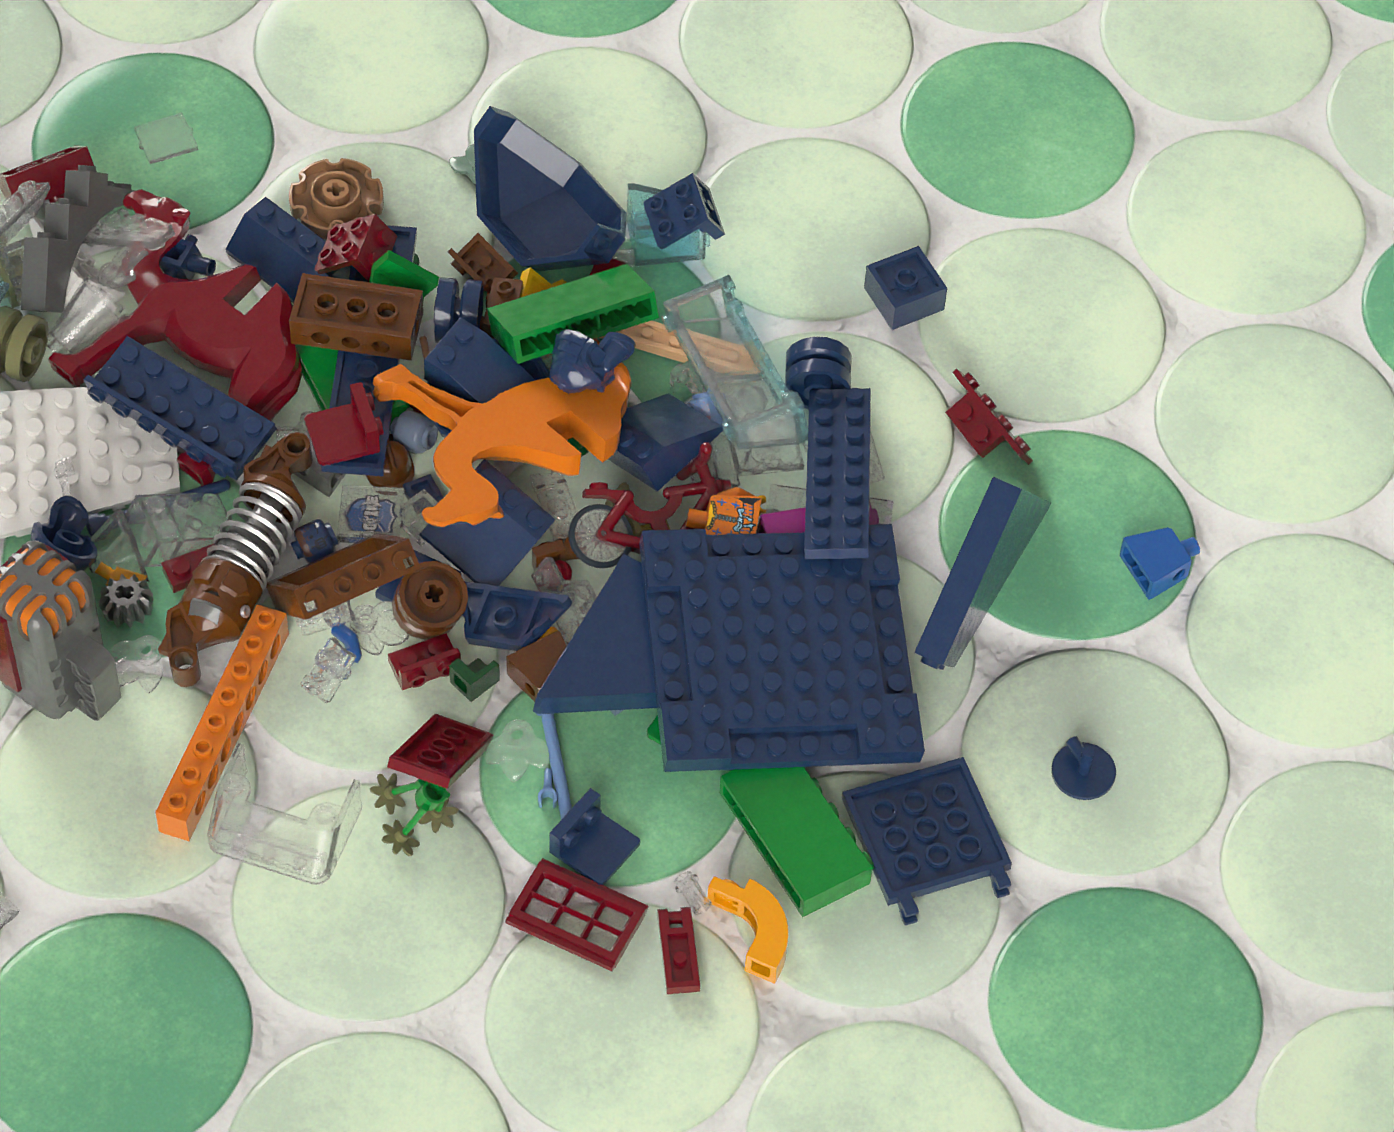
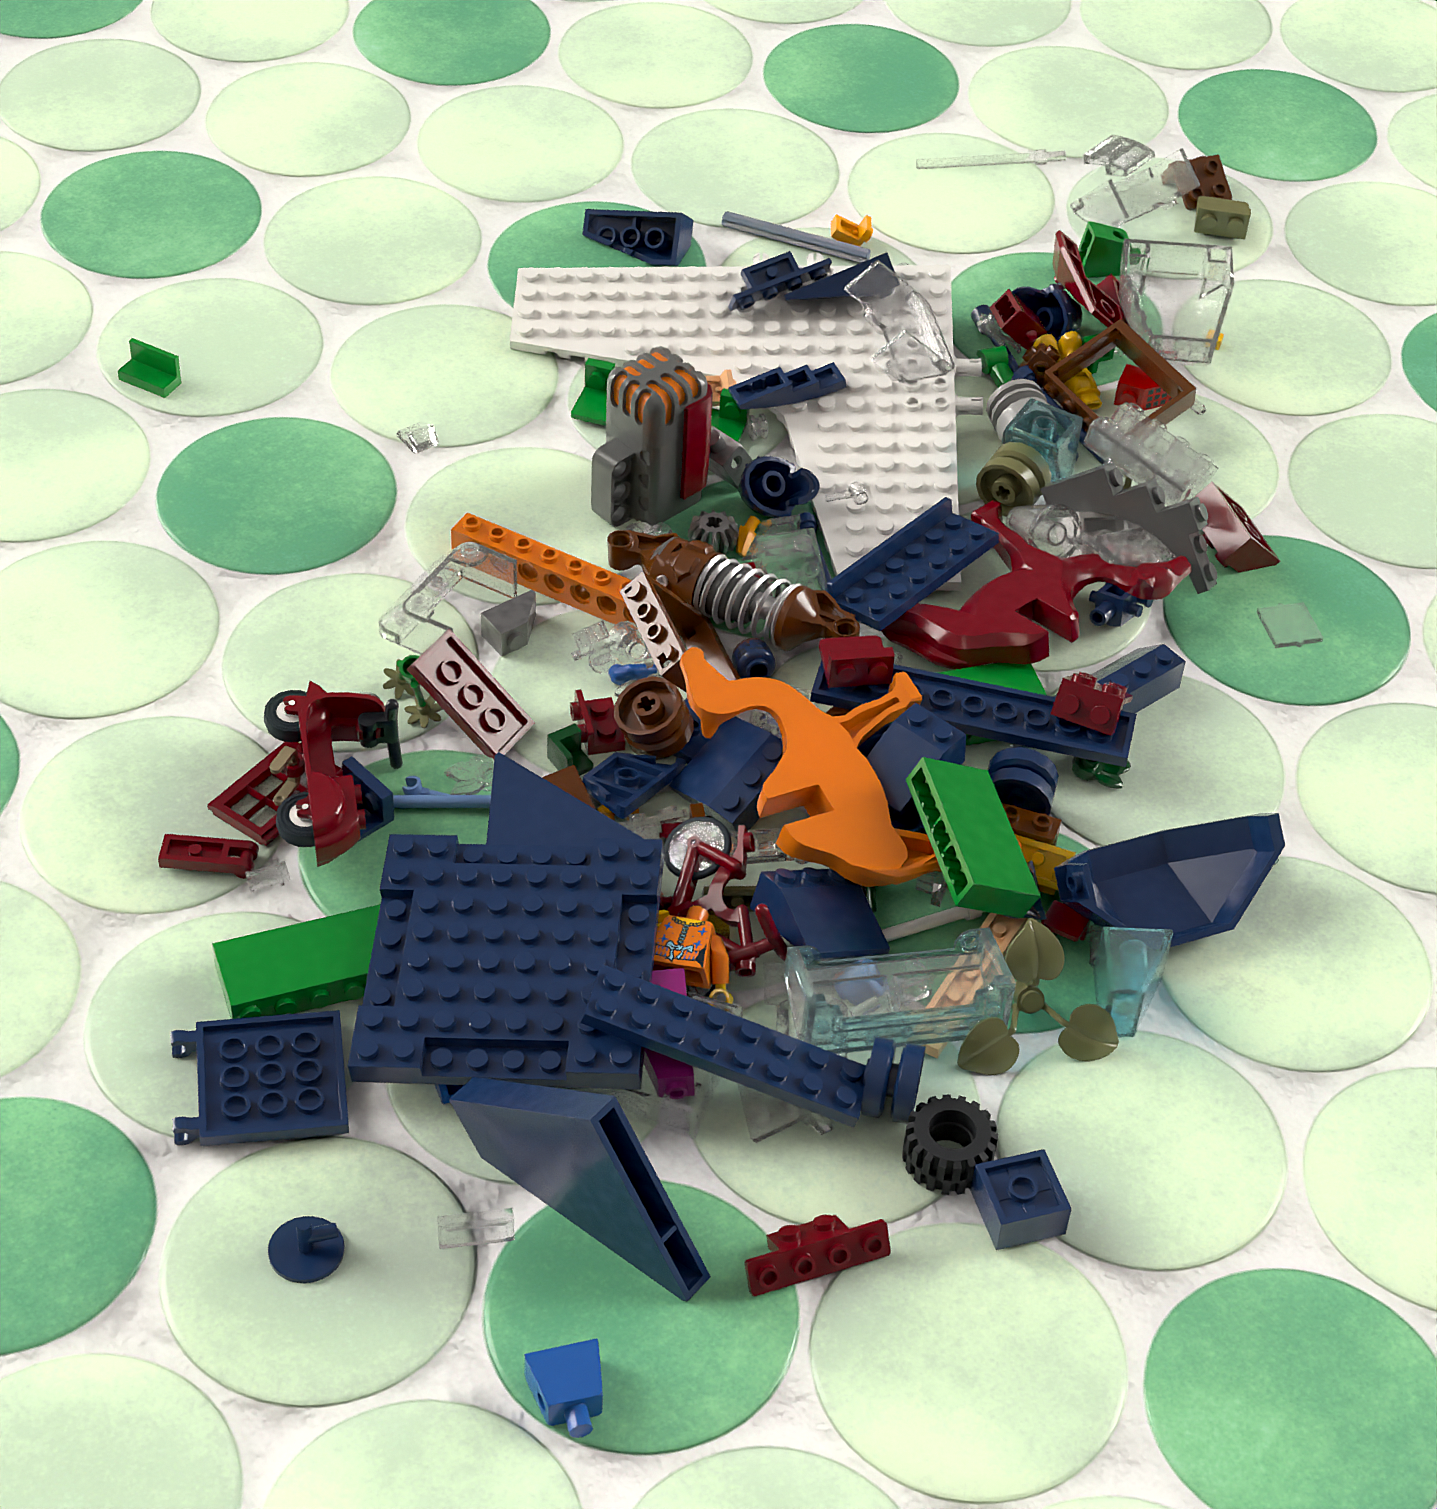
camera: 100 degrees right, 10 degrees down
(301, 754) = (509, 623): none -> flat silver slope
(306, 646) = (632, 647): none -> clear head
(334, 194) = (1195, 729): medium nougat piece -> none
(356, 316) = (999, 645): reddish brown brick -> none
(399, 272) = (1036, 719): green panel -> none
(481, 262) = (1092, 826): reddish brown bracket -> none
(584, 364) = (887, 817): dark blue head -> none
(624, 838) = (328, 810): none -> dark red piece
(681, 211) = (1115, 965): dark blue bracket -> none
(690, 260) = (1032, 957): none -> olive plant
(766, 918) = (201, 924): light orange arch -> none
(869, 320) = (952, 1121): none -> black tyre
(1037, 646) = (475, 1228): none -> clear tile

